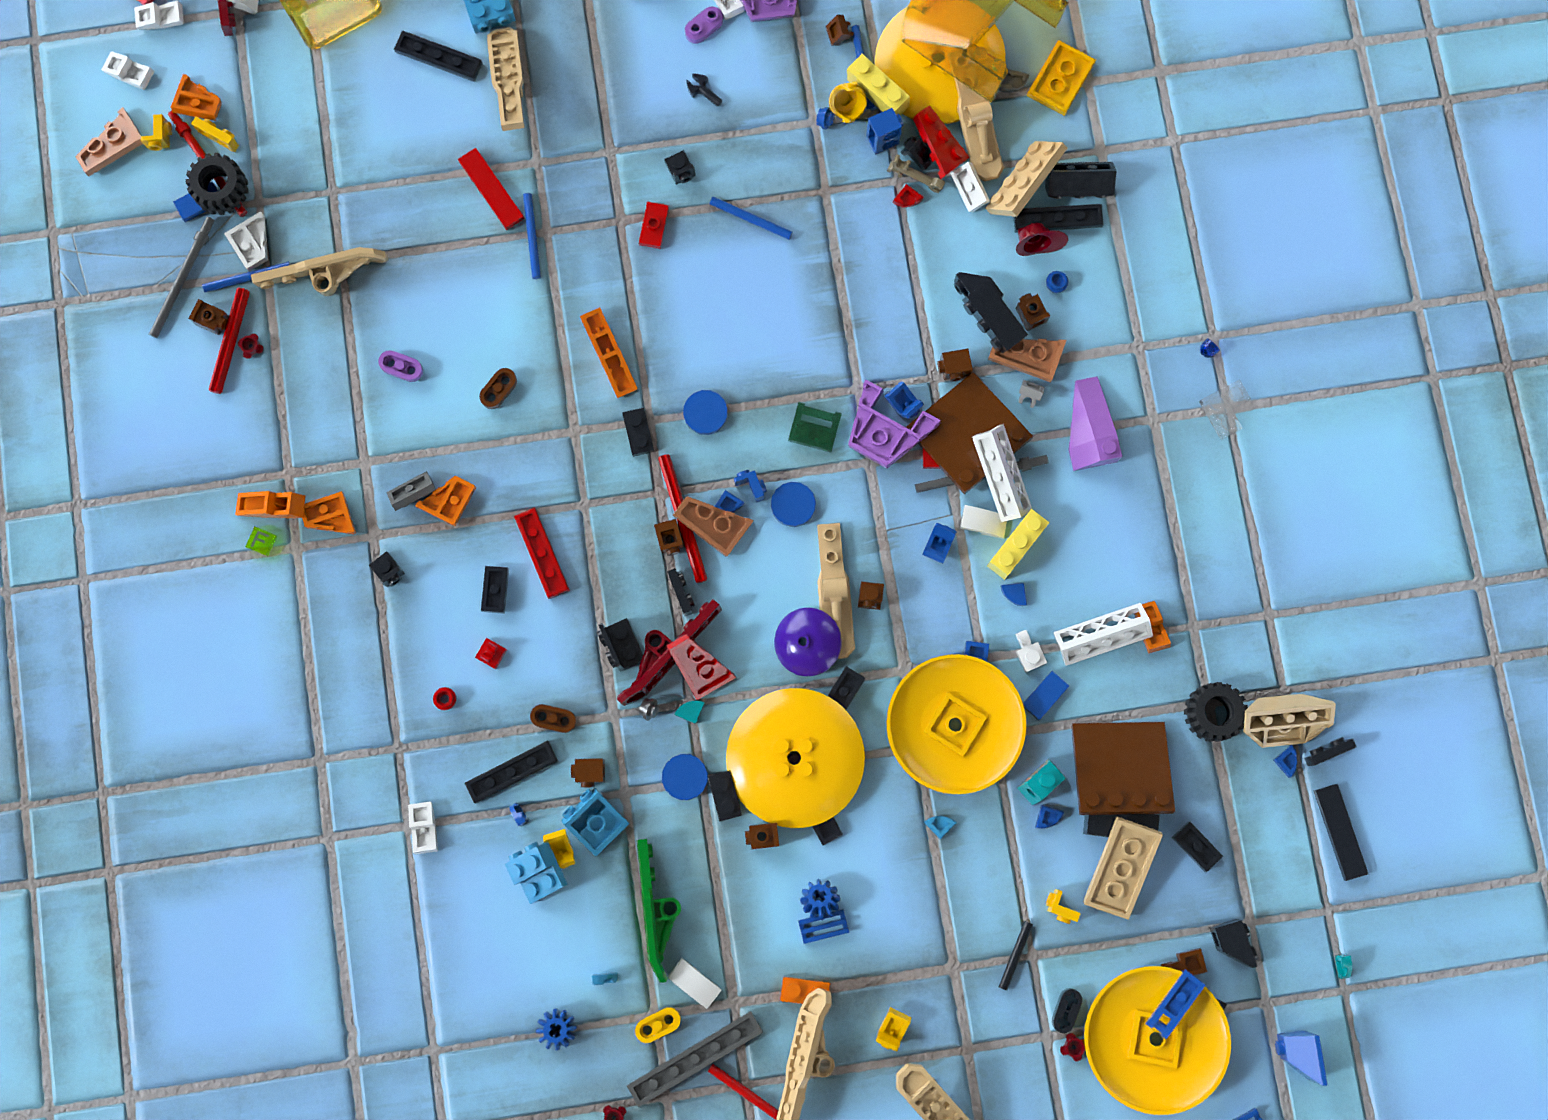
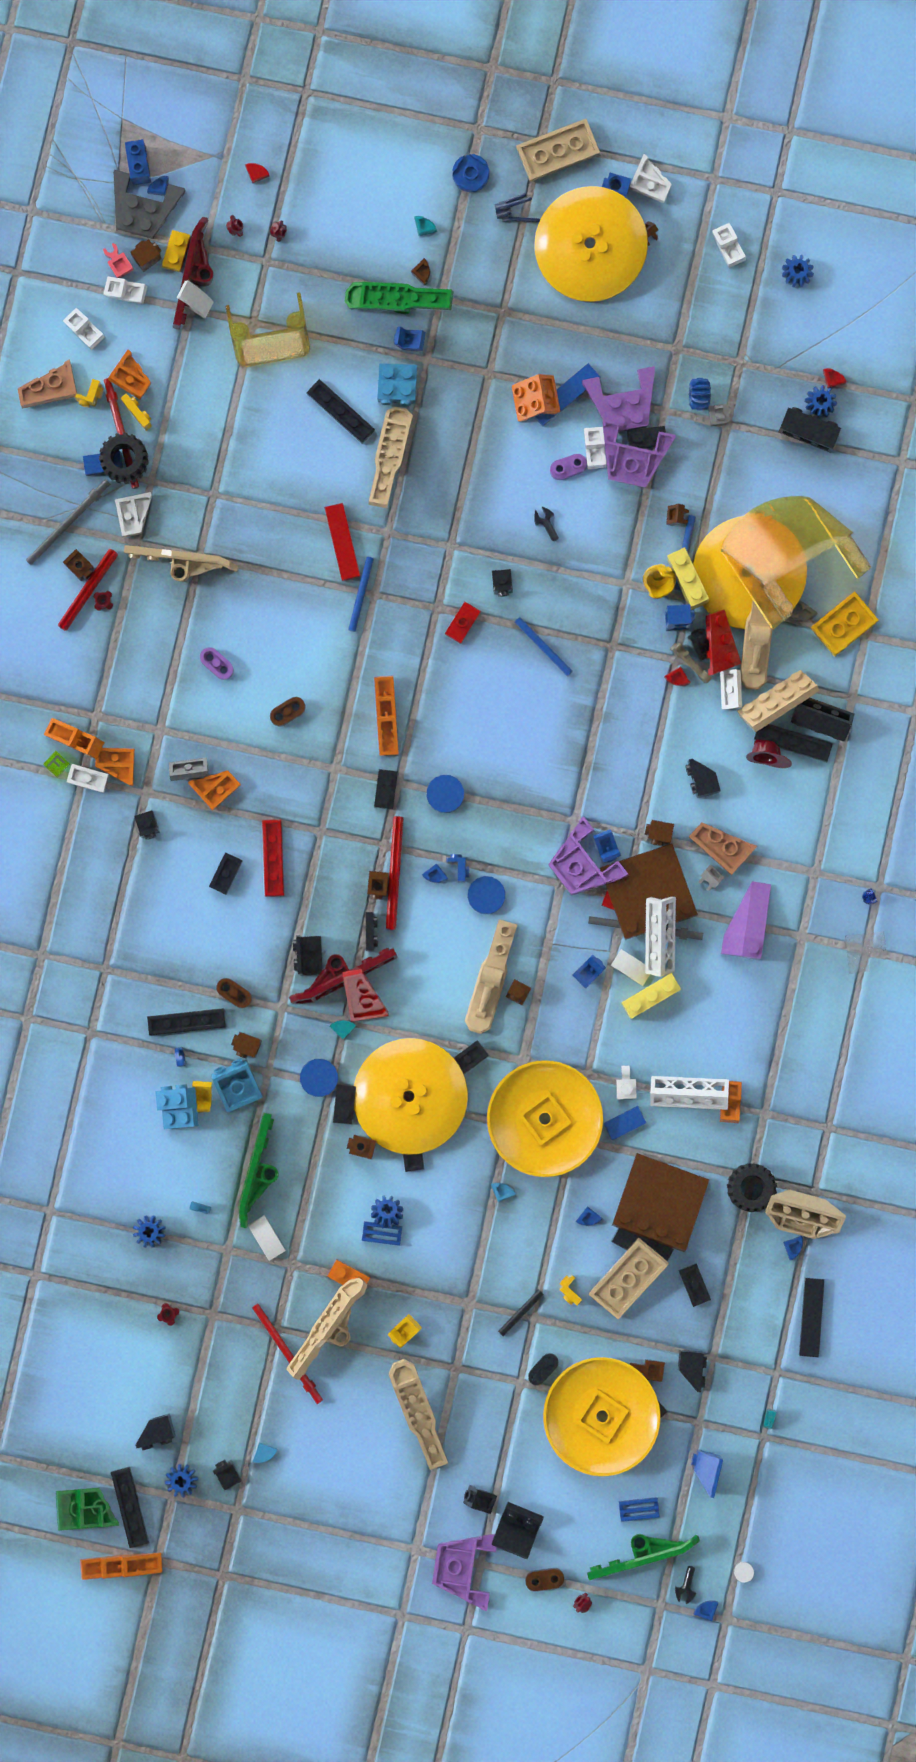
camera: 25 degrees right, 5 degrees up
(237, 279) = (119, 541): blue bar -> none
(301, 543) = (87, 778): none -> white plate
(423, 828) = (102, 1039): white slope -> none
(438, 695) = (149, 942): red plate -> none
(490, 653) = (204, 922): red tile -> none
(649, 708) = (311, 1014): flat silver plate -> none
(658, 1025) = (227, 1258): yellow plate -> none
(694, 1058) = (245, 1294): dark grey plate -> none
(714, 525) = (416, 888): nougat wing -> none
(812, 434) = (525, 845): clear green plate -> none
(822, 643) = (466, 1011): dark purple dish -> none
(825, 118) = (635, 586): blue plate -> none
(977, 650) = (585, 1067): blue plate -> none
(994, 317) = (703, 808): black brick -> none
(1015, 593) = (633, 1033): blue tile -> none
(1030, 318) = (735, 817): reddish brown brick -> none
(1041, 782) = (594, 1188): teal torso -> none
(1057, 282) = (770, 794): blue plate -> none
(1067, 1049) = (532, 1398): dark red plate -> none
(1176, 1003) = (626, 1394): blue plate -> none
(1337, 747) = (835, 1252): black plate -> none

